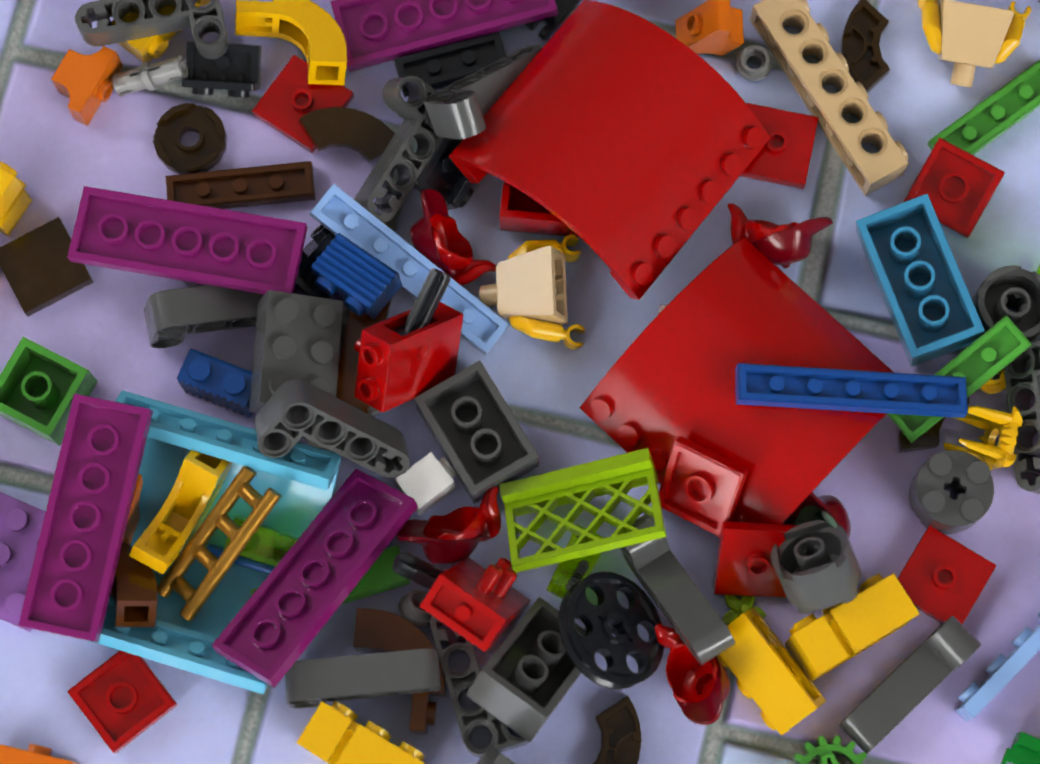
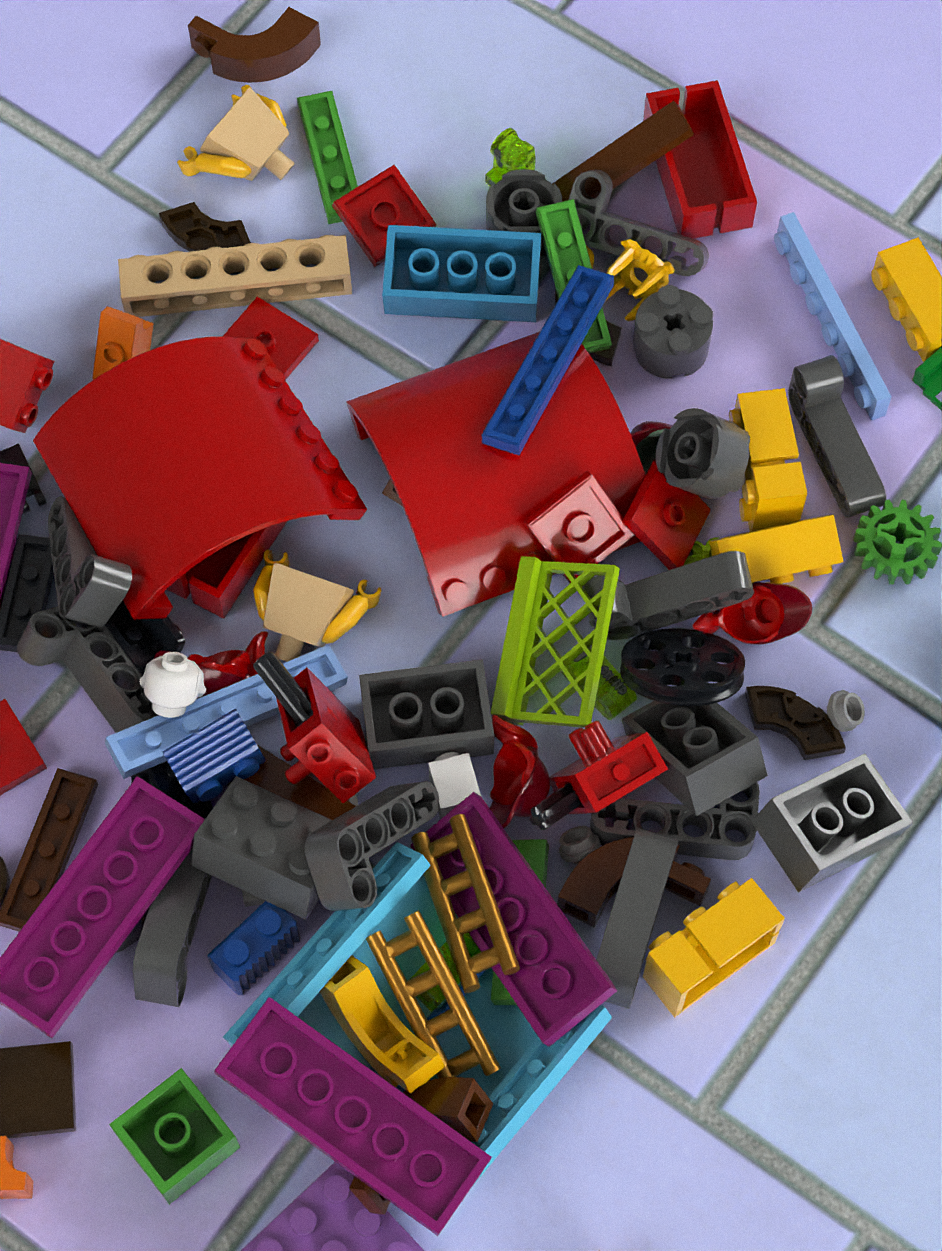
camera: 70 degrees left, 10 degrees down
(122, 699) = (548, 1181): red plate -> none
(308, 554) = (487, 914): none -> pearl gold bar
(347, 129) = (44, 716): dark brown tile -> none
(399, 213) = (172, 684): none -> white head
(757, 54) = (170, 320): light grey plate -> none
(779, 243) = (367, 372): dark red hair -> none
(944, 576) = (742, 367): red plate -> none

